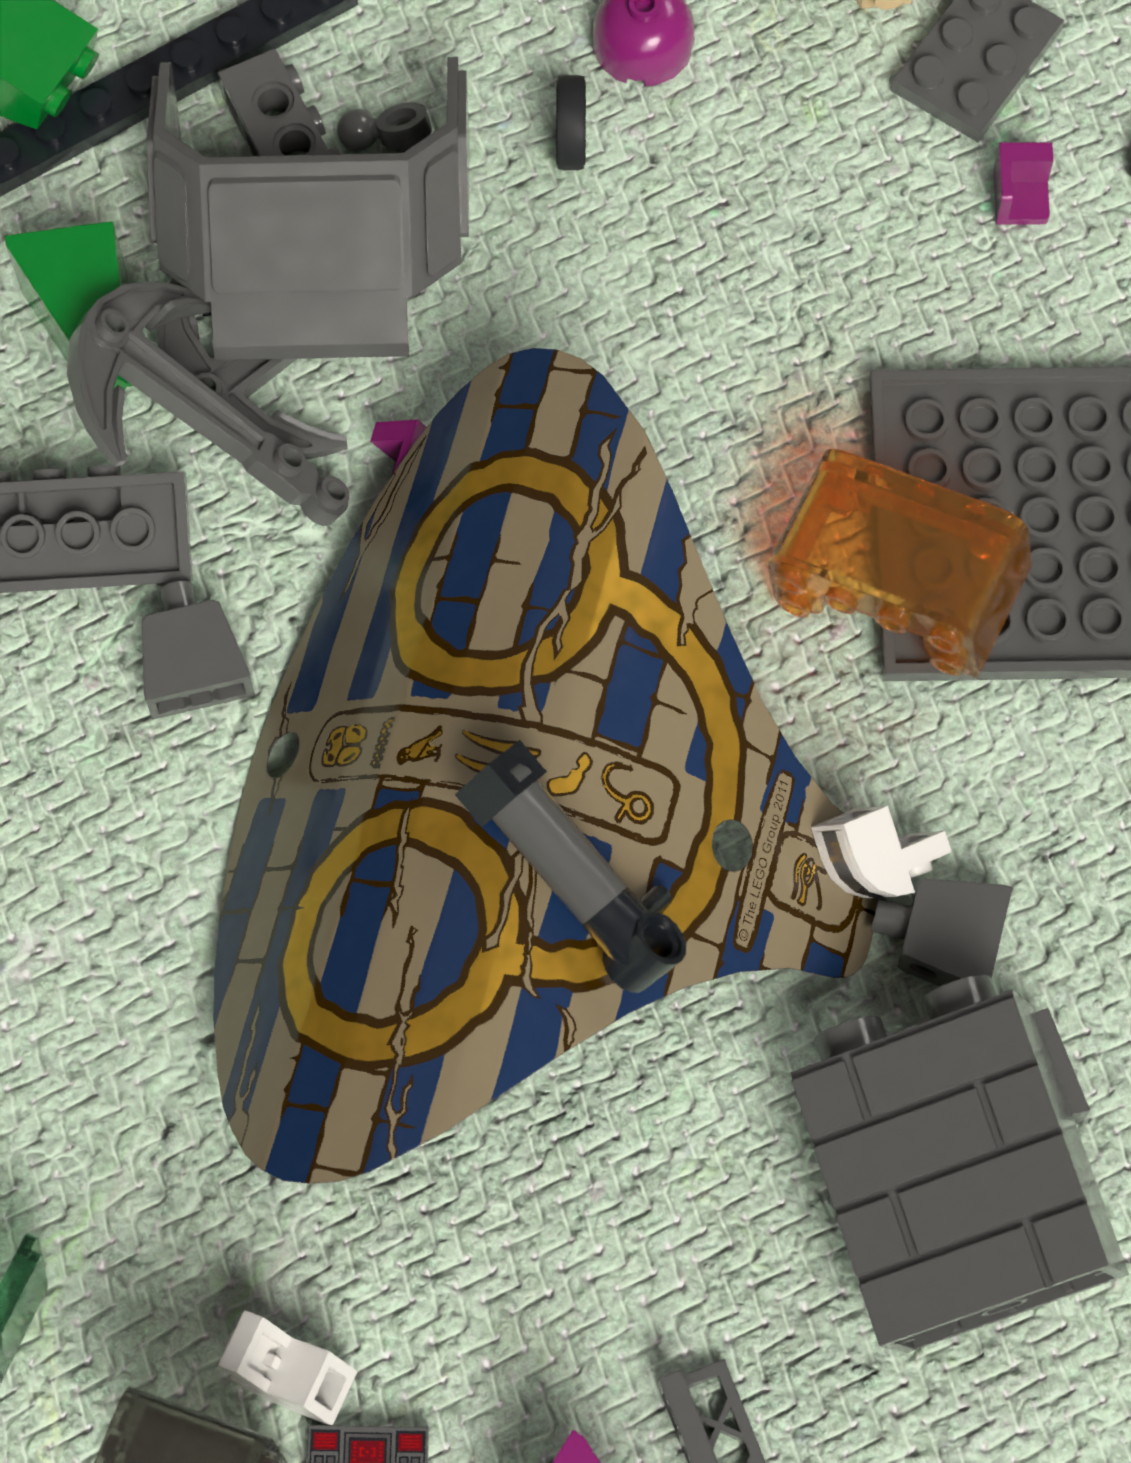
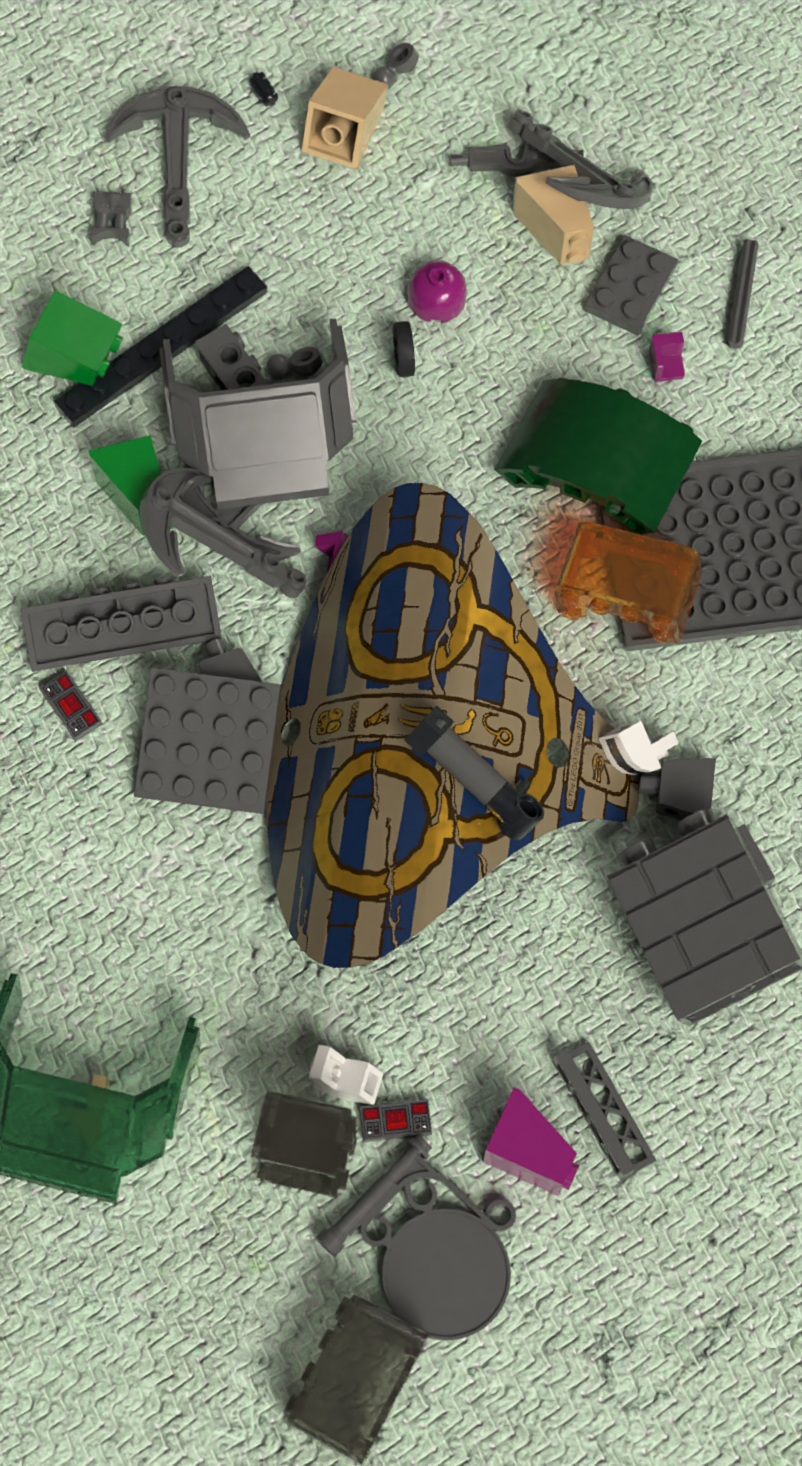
camera: 10 degrees left, 0 degrees up
(138, 754) = (207, 740): none -> dark grey plate
(885, 328) = (601, 449): none -> dark green panel

